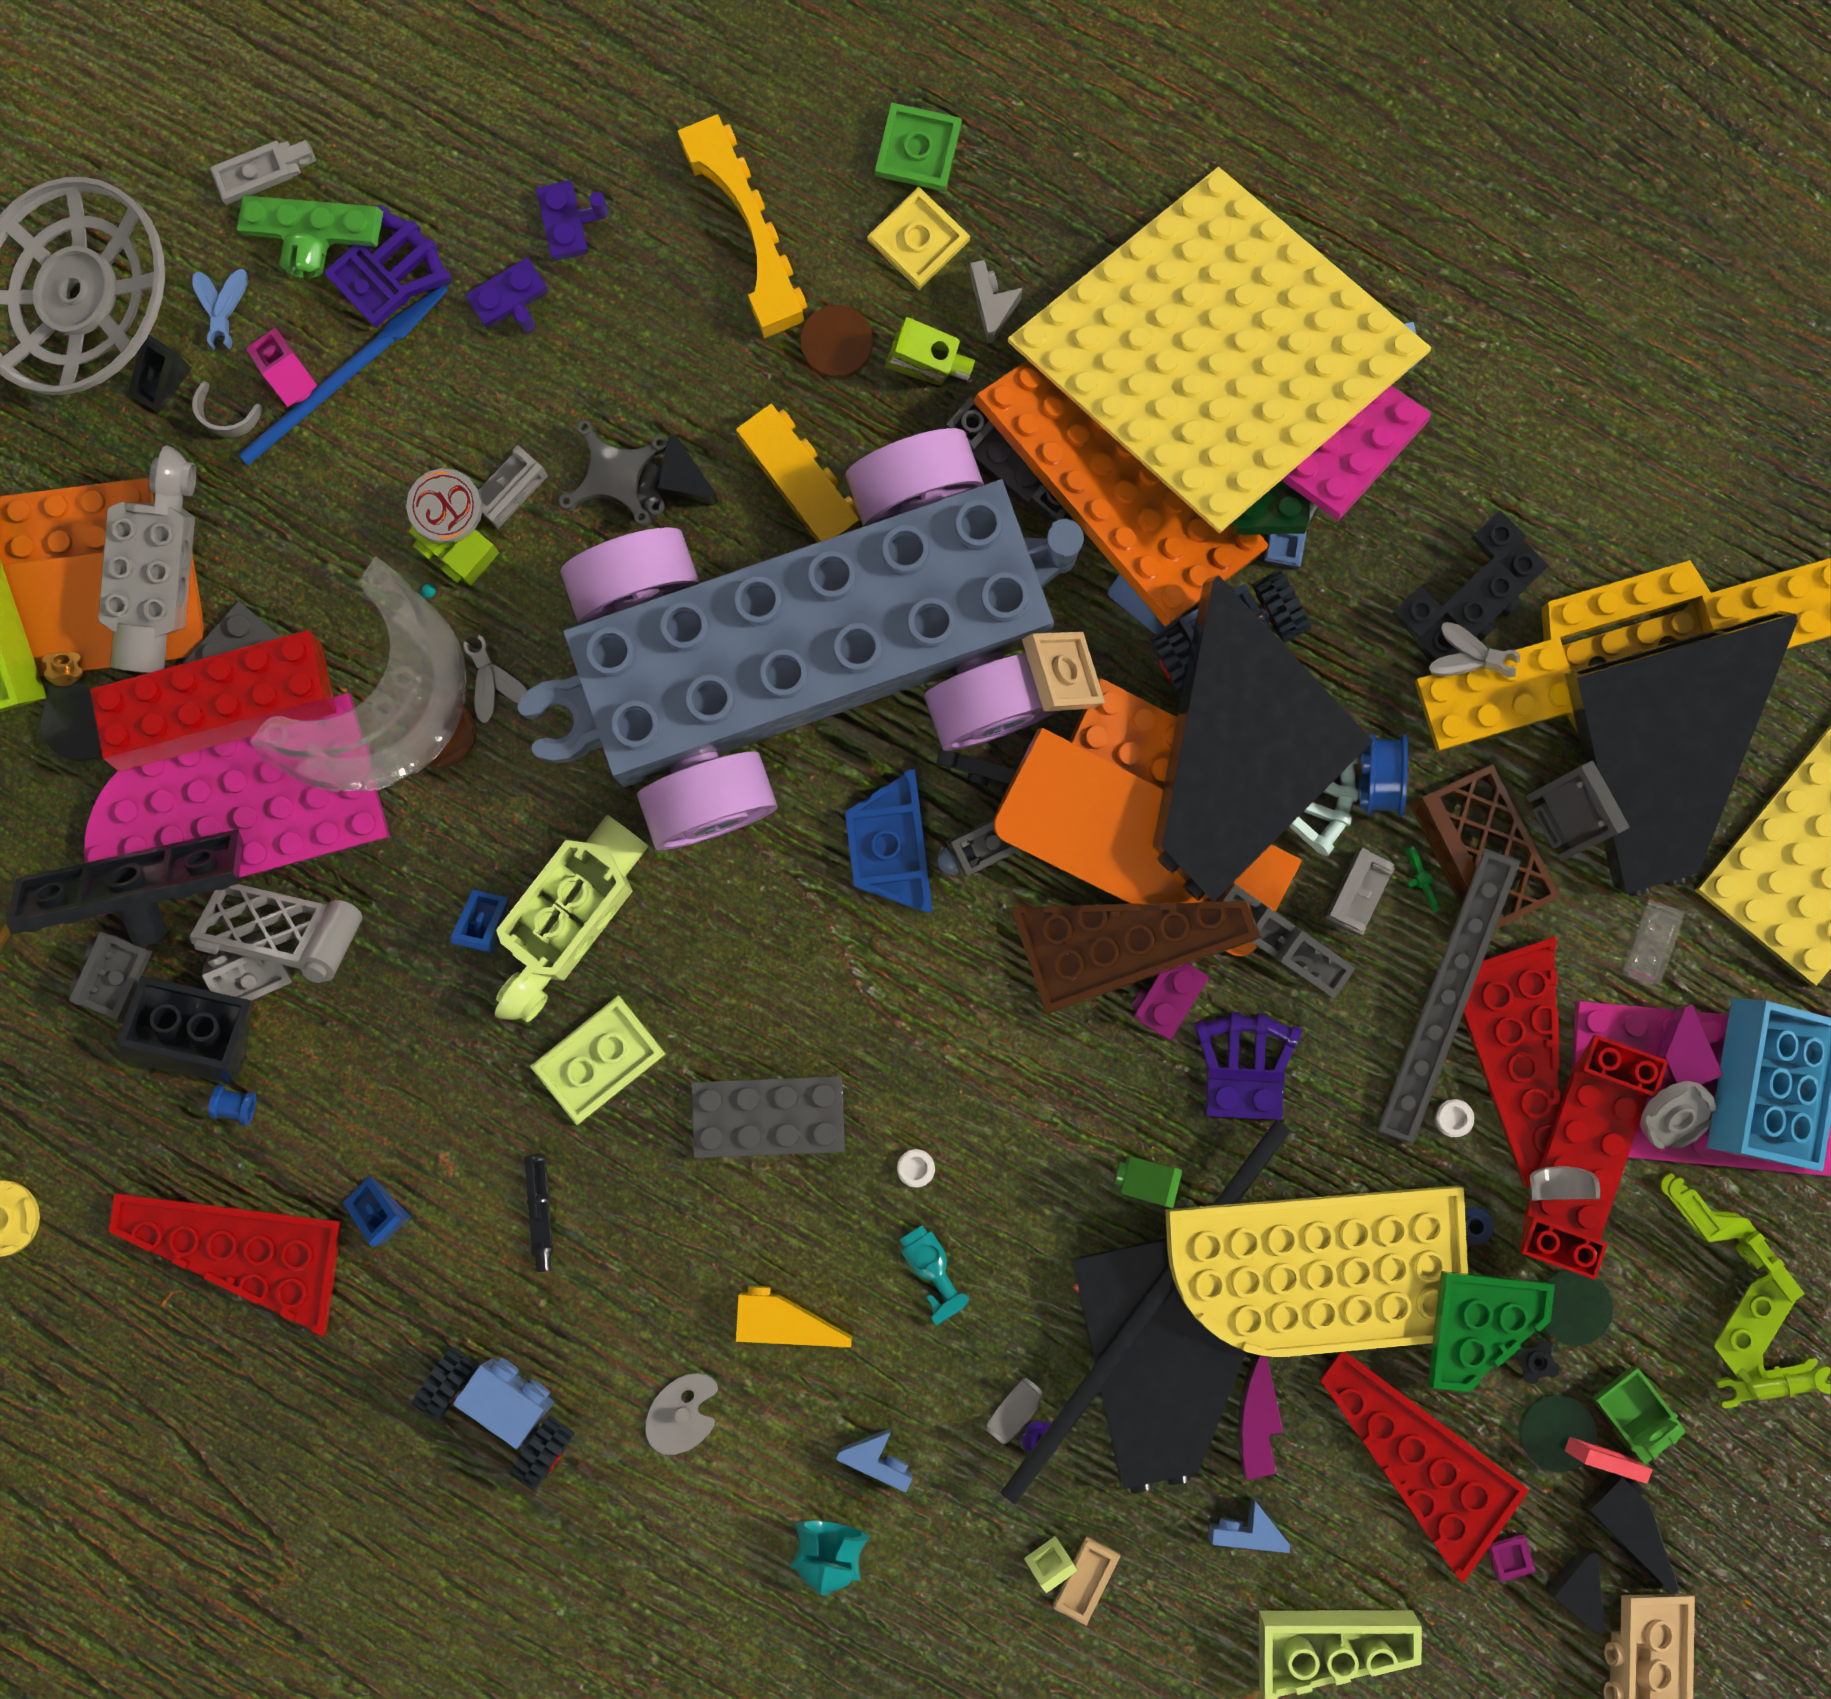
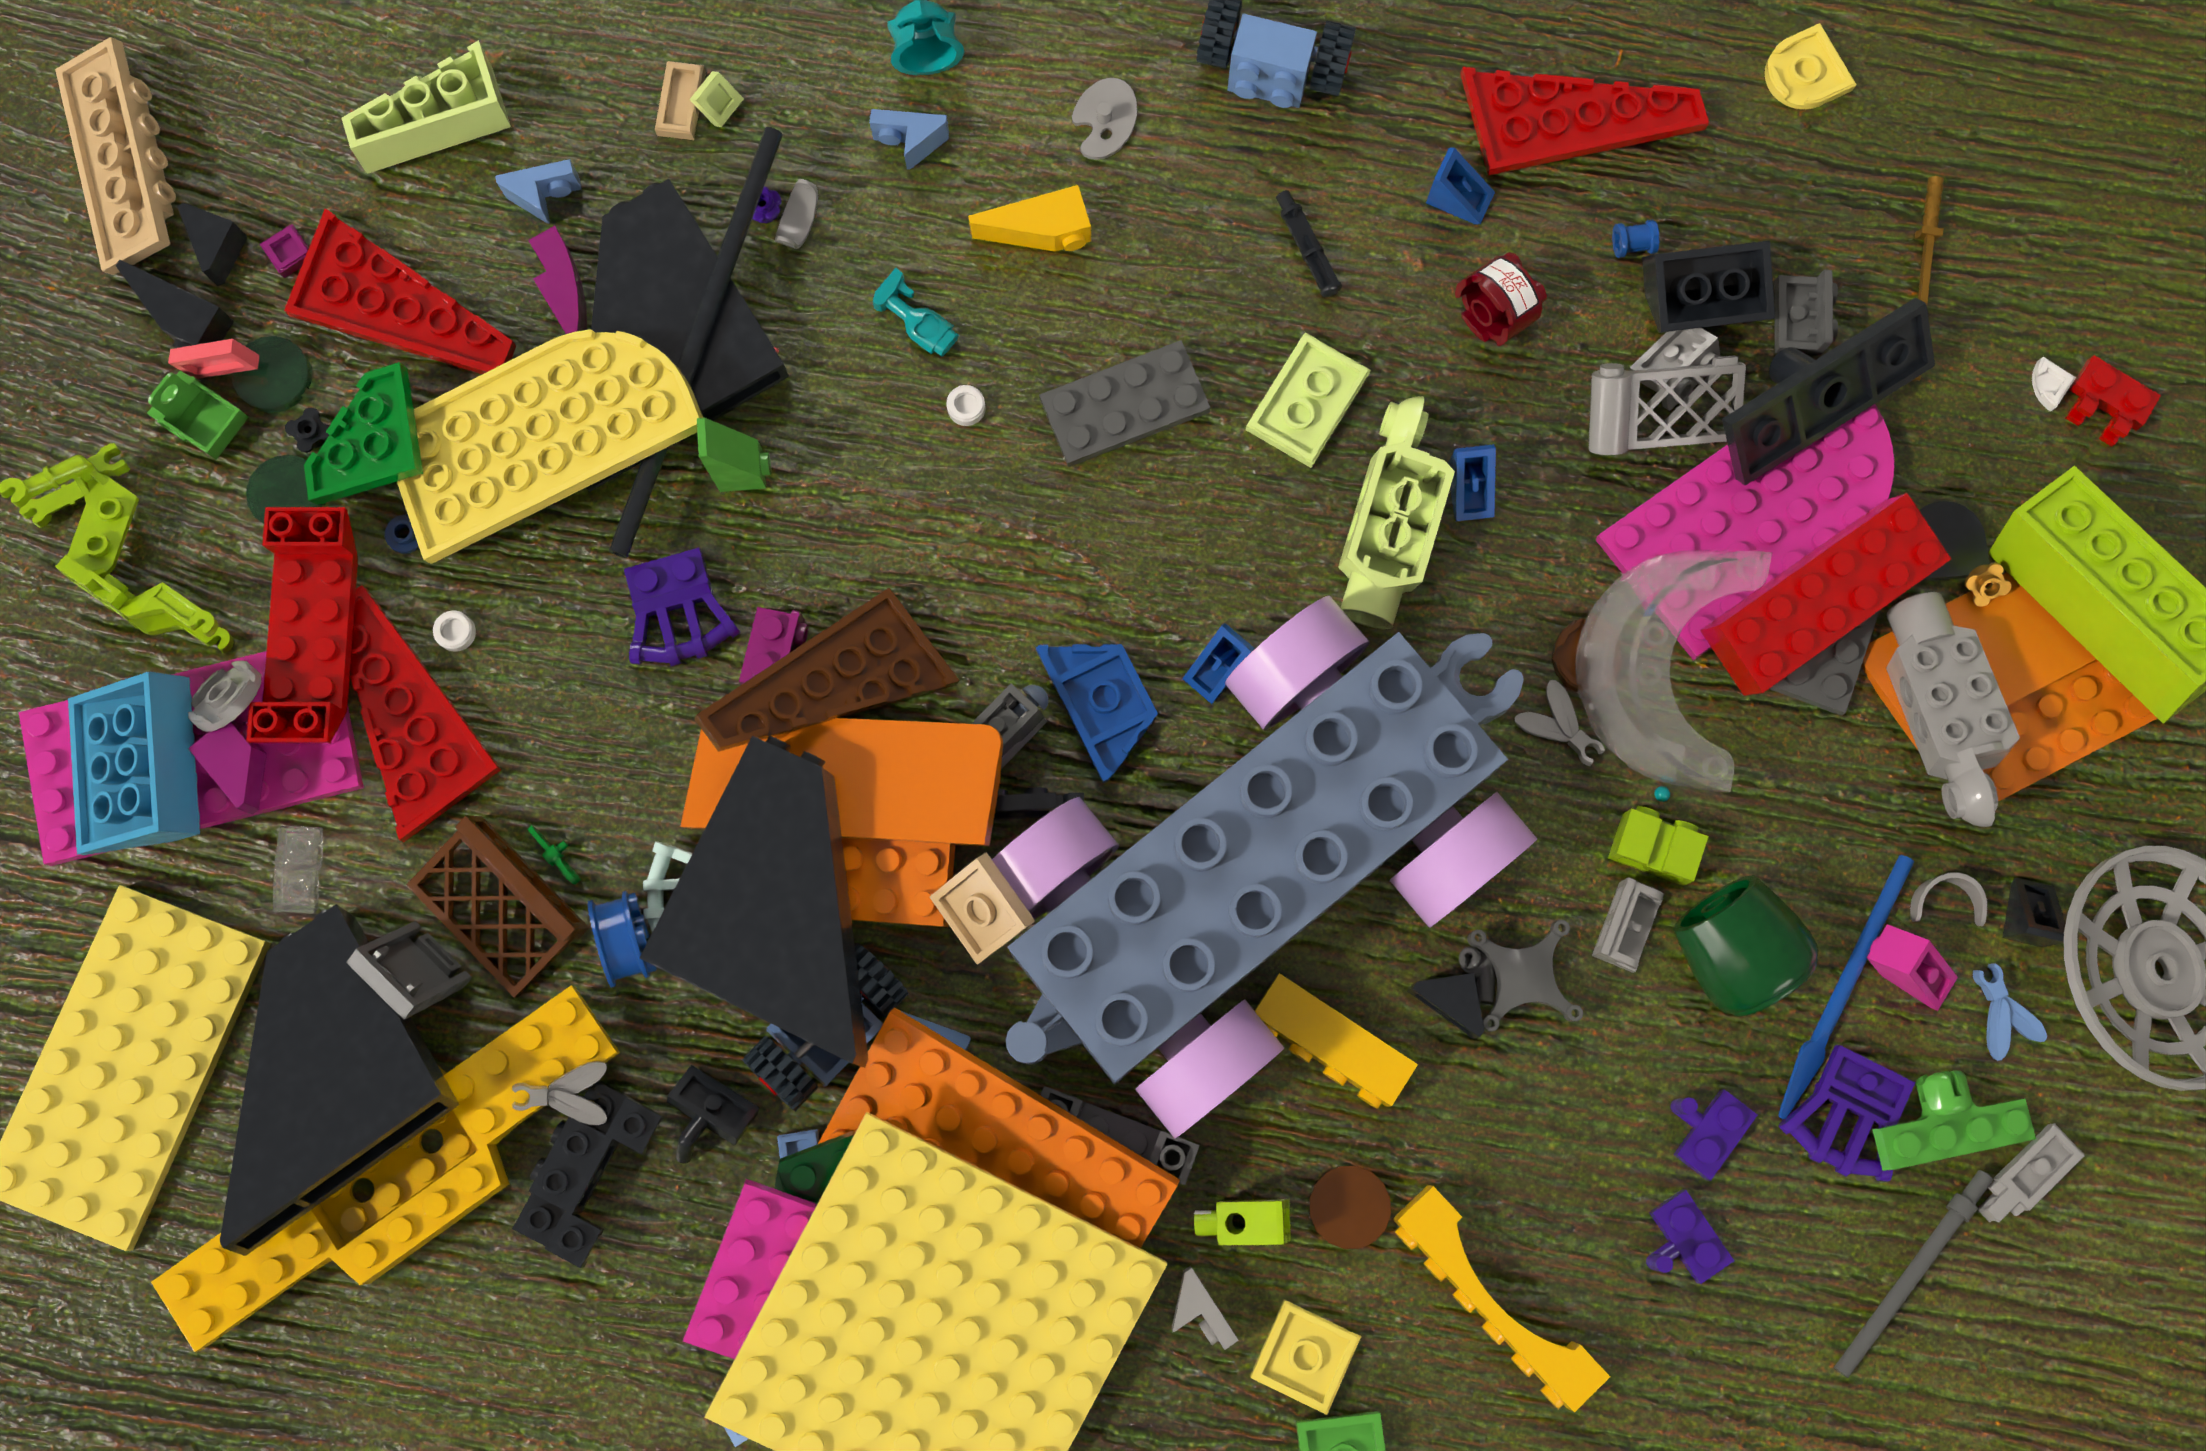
camera: 160 degrees right, 5 degrees down
(330, 164) = (1960, 1209): none -> dark grey bar
(384, 1085) = (1500, 299): none -> dark red brick
(415, 424) = (1746, 947): none -> dark green piece
(444, 506) = (1683, 872): light grey tile -> none
(774, 837) = (1217, 662): none -> blue slope
(1294, 946) = (664, 739): dark grey slope -> none
(1350, 608) = (710, 1107): none -> black plate
(1360, 891) = (614, 817): light grey hinge -> none
(1448, 996) = (490, 743): dark grey tile -> none
(1563, 1183) = (322, 592): light grey helmet -> none

